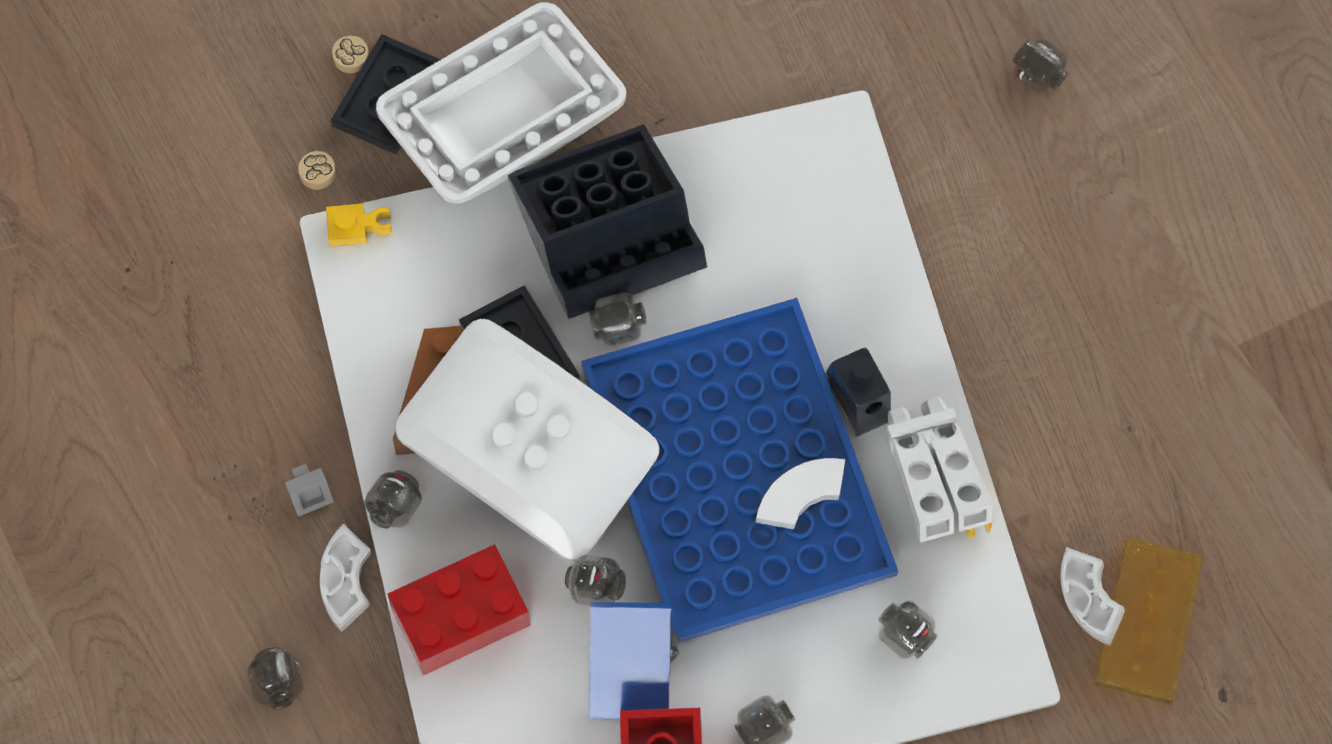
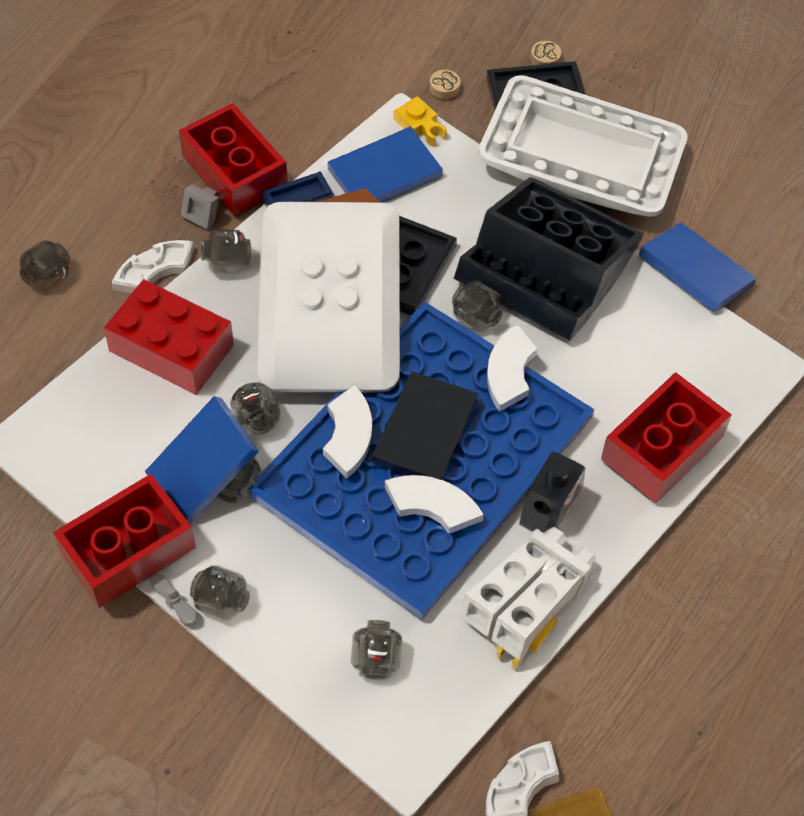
camera: 55 degrees right, 10 degrees down
(277, 424) = (232, 158): none -> red brick
(364, 394) = (305, 189): none -> dark blue tile
(390, 294) = (386, 166): none -> blue tile
(683, 513) = (351, 432): none -> white tile
(700, 104) = (697, 267): none -> blue tile
(707, 339) = (507, 367): none -> white tile
(722, 449) = (425, 427): none -> black tile
(868, 260) = (665, 437): none -> red brick

